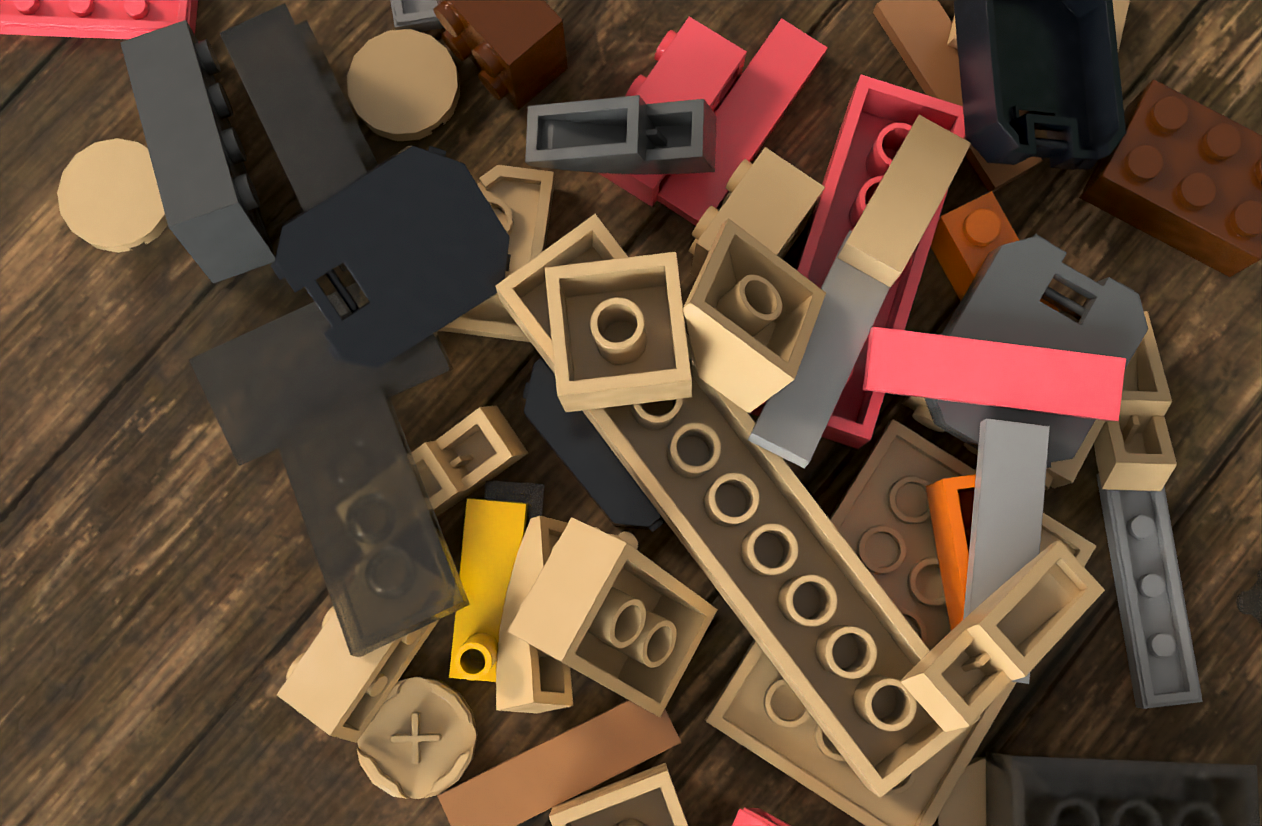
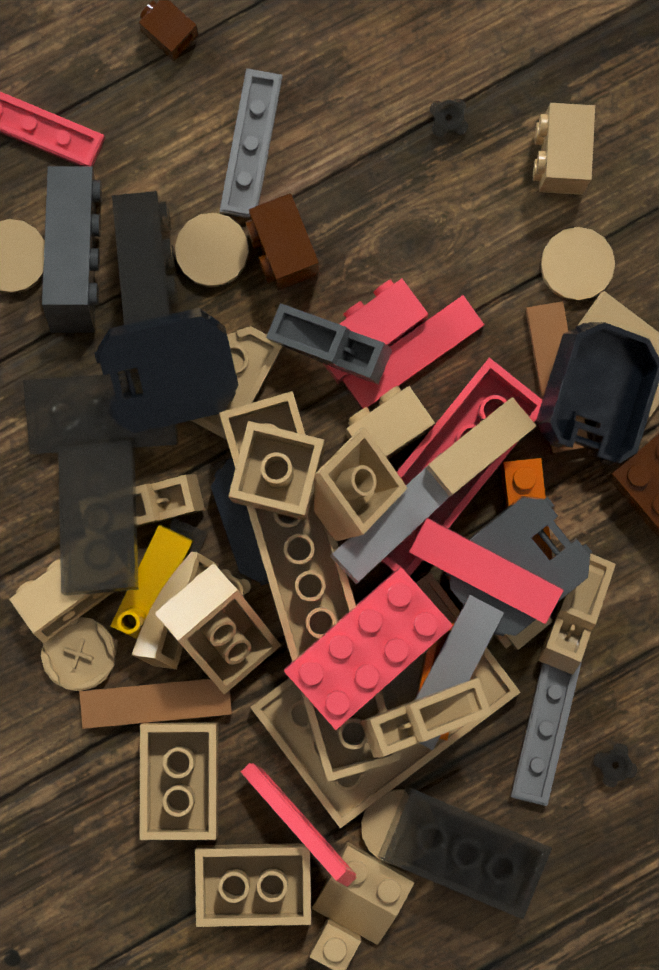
camera: 20 degrees right, 5 degrees up
(868, 558) = (368, 648): none -> coral brick

